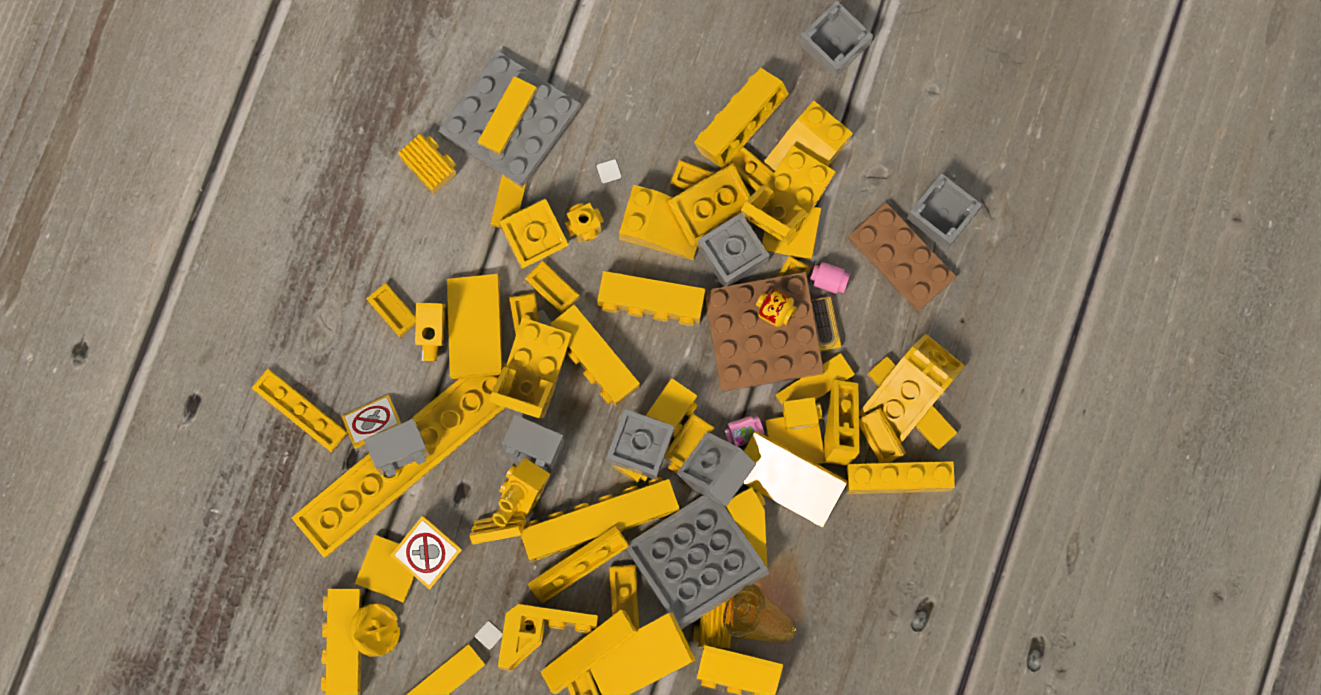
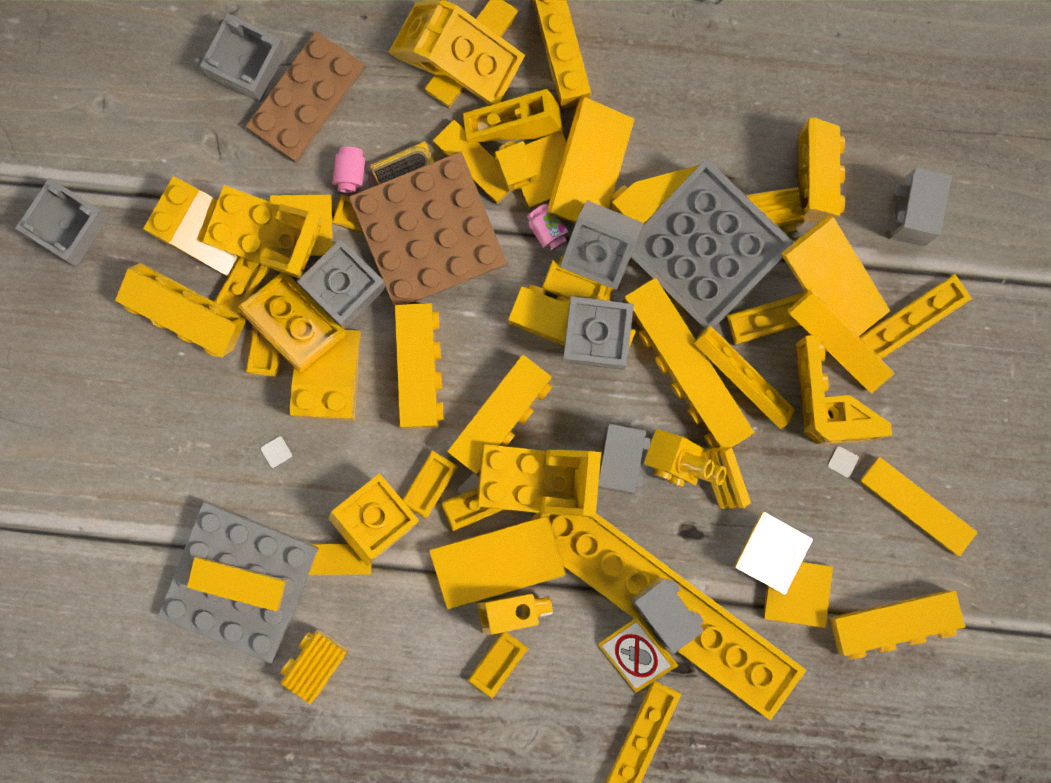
camera: 105 degrees left, 5 degrees up
(375, 630) = (875, 590): yellow tile -> none
(584, 231) = (357, 466): yellow brick -> none
(757, 618) = (760, 163): clear yellow cone -> none
(776, 307) = (400, 217): yellow head -> none
(881, 436) = (519, 74): yellow tile -> none

